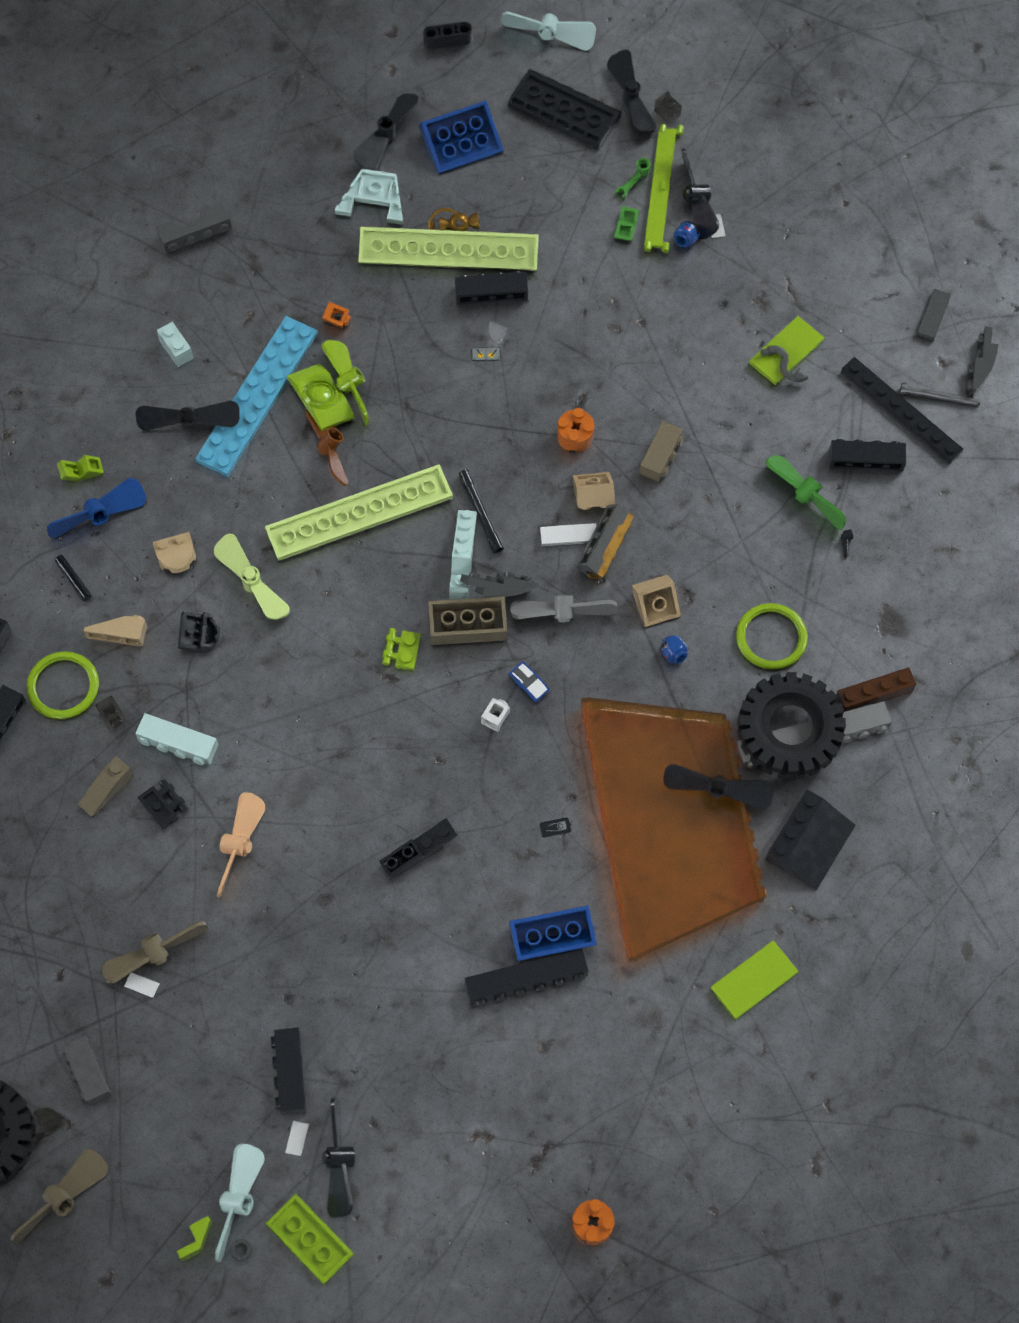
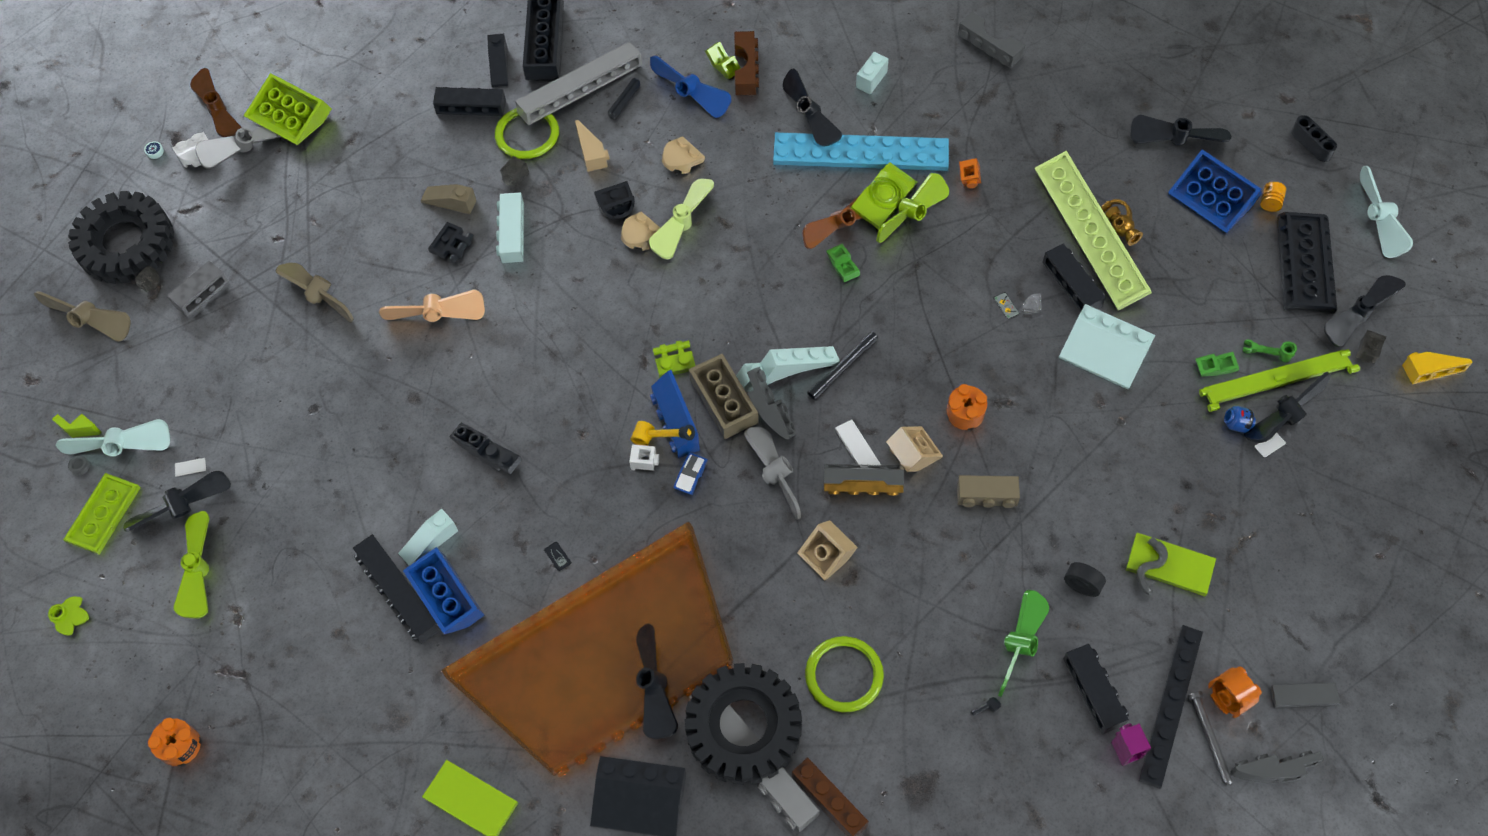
camera: 70 degrees right, 5 degrees down
(34, 611) = (578, 83): none -> light grey brick
(76, 440) = (745, 77): none -> reddish brown arch
(141, 985) = (288, 297): white sticker -> none
(245, 623) = (638, 230): none -> tan slope
(289, 1071) = (243, 434): black brick -> none
(358, 512) = (790, 272): yellowish green plate -> none
(373, 188) = (1116, 150): light aqua wing -> none
(373, 465) = (842, 262): none -> bright green slope
(382, 1146) = (191, 596): none -> lime piece
(411, 1295) = (71, 615): none -> lime plate
(467, 668) = (673, 413): none -> blue slope
(470, 704) = (645, 432): none -> yellow piece
(487, 932) = (430, 535): none -> light aqua slope
(492, 95) = (1273, 196): none -> light orange piece
(569, 296) = (1106, 346): none -> light aqua slope
(674, 649) = (782, 586): blue head -> none
(705, 76) = (1430, 366): none -> yellow slope
(776, 416) = (1085, 579): none -> black tyre
(915, 359) = (1234, 691): none -> orange brick
(925, 451) = (1130, 744): none -> magenta piece

